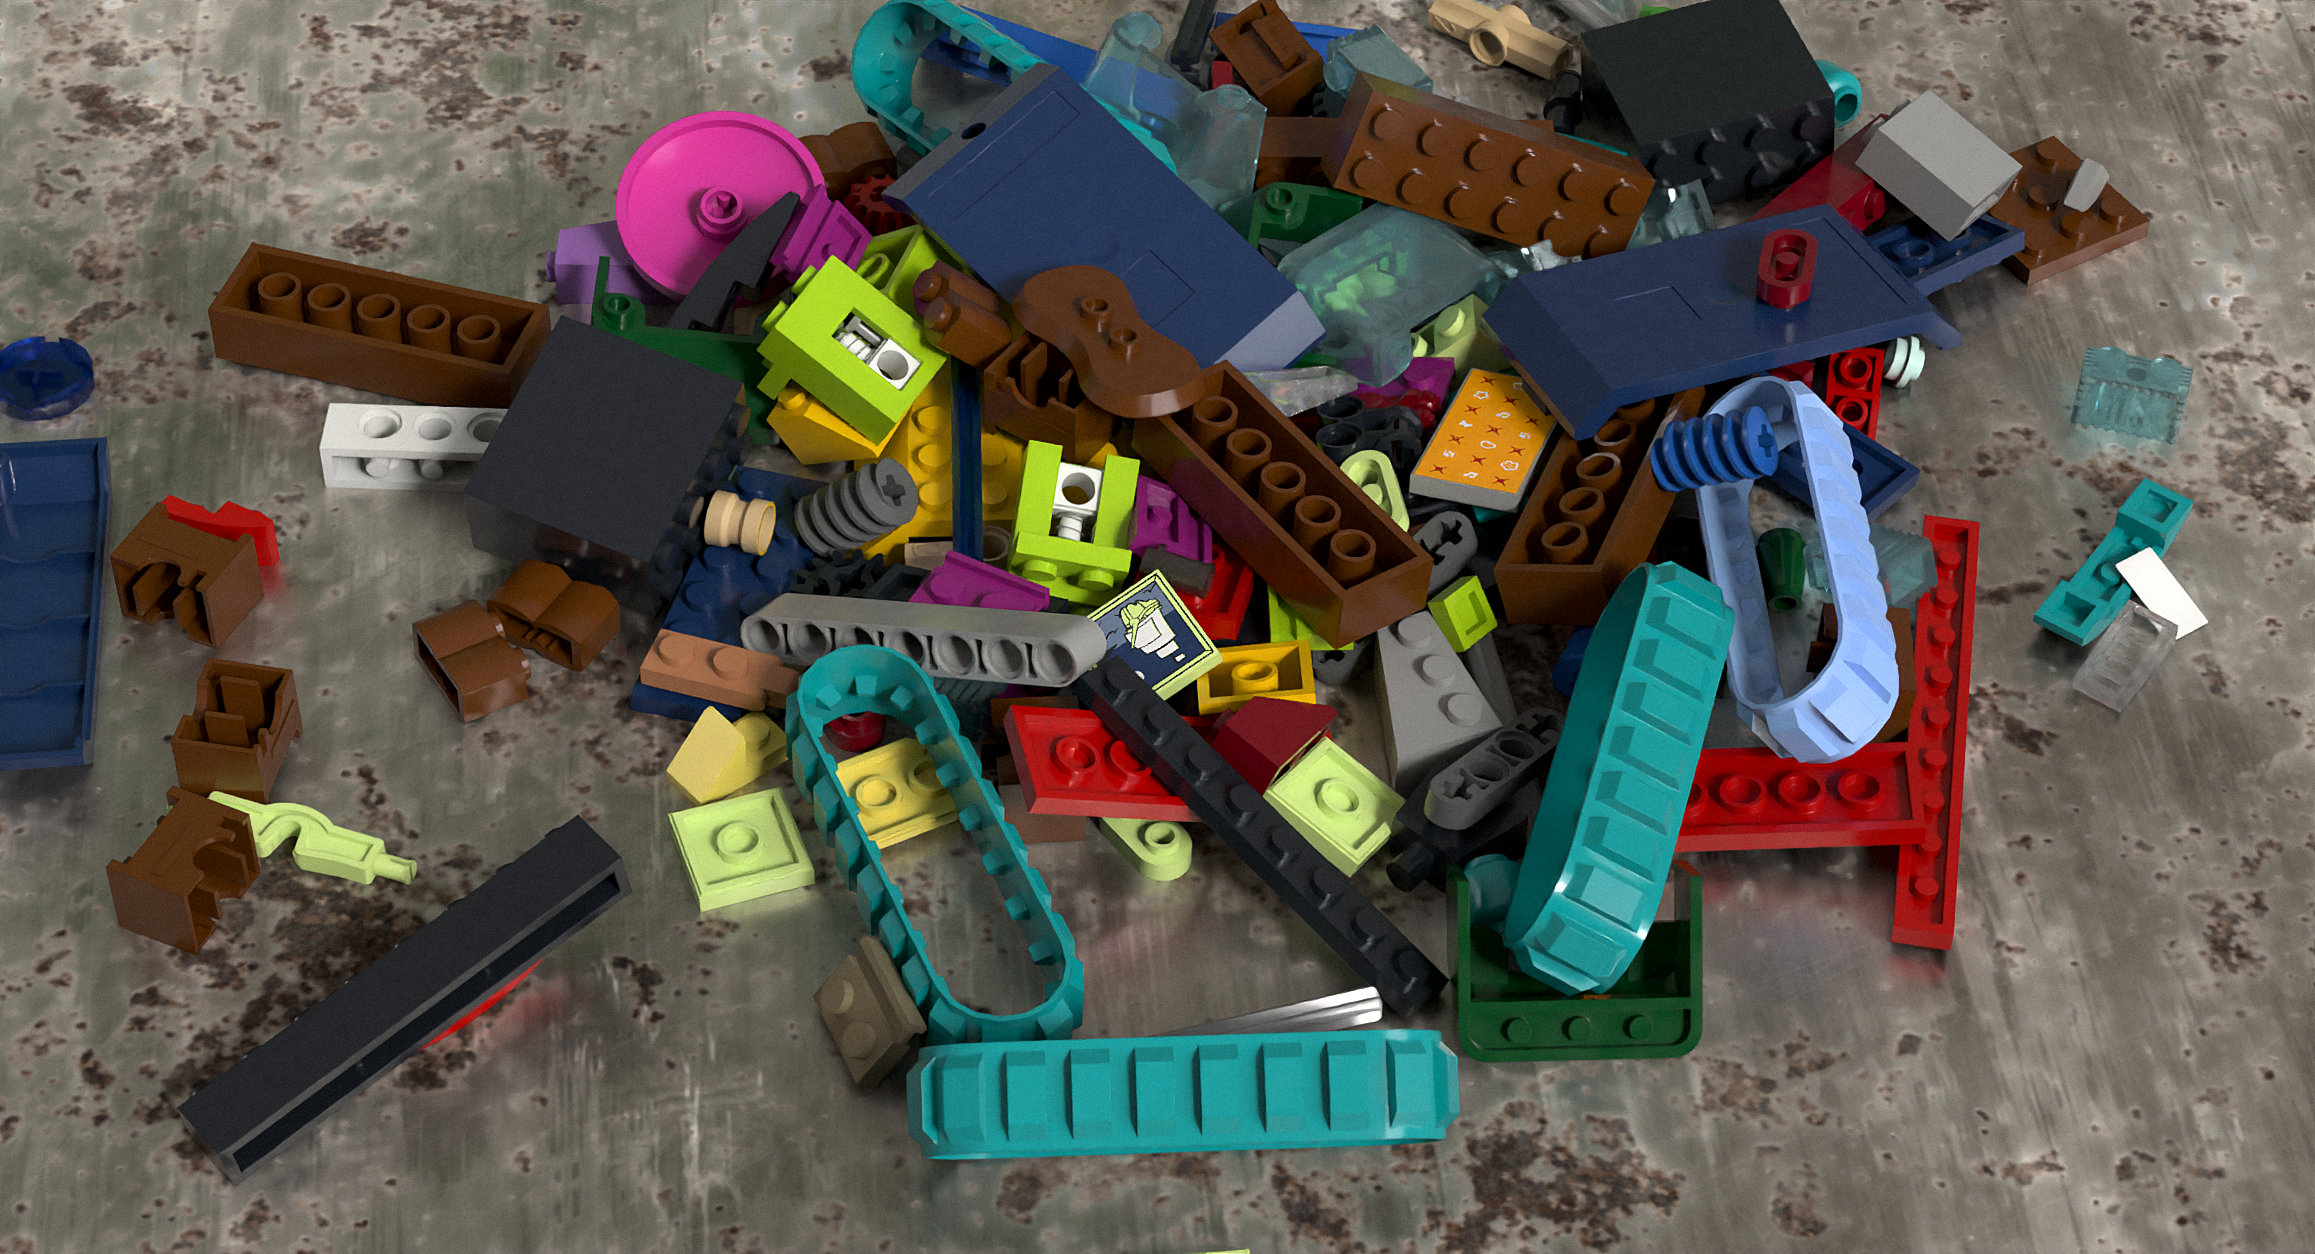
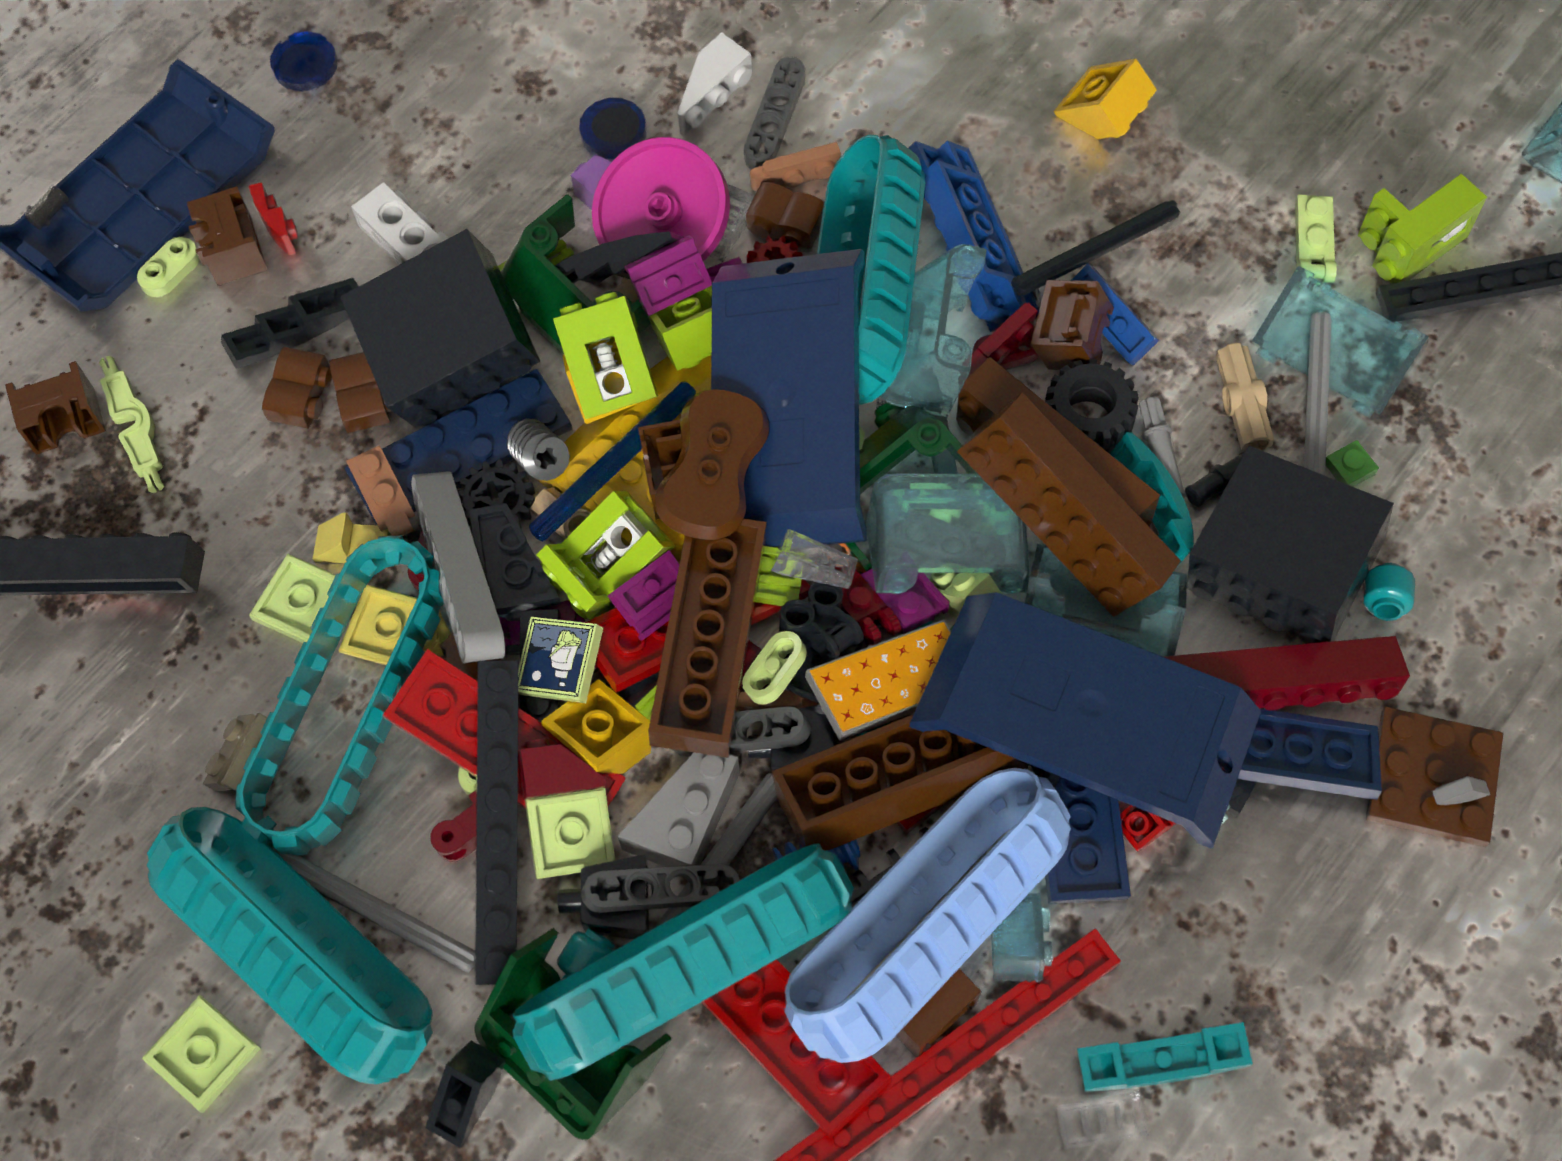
camera: 50 degrees right, 20 degrees up
(130, 667) = (169, 265): none -> yellowish green plate
(237, 730) = (153, 346): reddish brown piece -> none
(376, 329) = (456, 153): reddish brown brick -> none
(379, 612) = (302, 320): none -> black slope
(526, 214) = (612, 127): none -> tile
(592, 101) = (715, 75): none -> white slope
(692, 66) = (774, 113): none -> dark grey beam
(739, 522) = (477, 408): tan wheel -> none
(810, 104) = (797, 167): none -> nougat hinge
(961, 316) = (671, 379): reddish brown brick -> none
(977, 584) = (510, 563): magenta plate -> none
(1179, 571) = (616, 630): clear smoke pin -> none
(1218, 900) = (456, 837): none -> dark red leg
(1372, 53) = (1096, 386): clear light blue brick -> none
(1463, 613) = (754, 774): lime plate -> none
(1529, 1104) = (464, 1092): none -> black slope
(1715, 450) = (954, 808): blue piece -> none
(1786, 267) = (1135, 722): dark red plate -> none
(1937, 163) = (1366, 705): light grey brick -> none
(2131, 394) = (1319, 954): clear light blue brick -> none
(2161, 591) = (1177, 1099): white sticker -> none

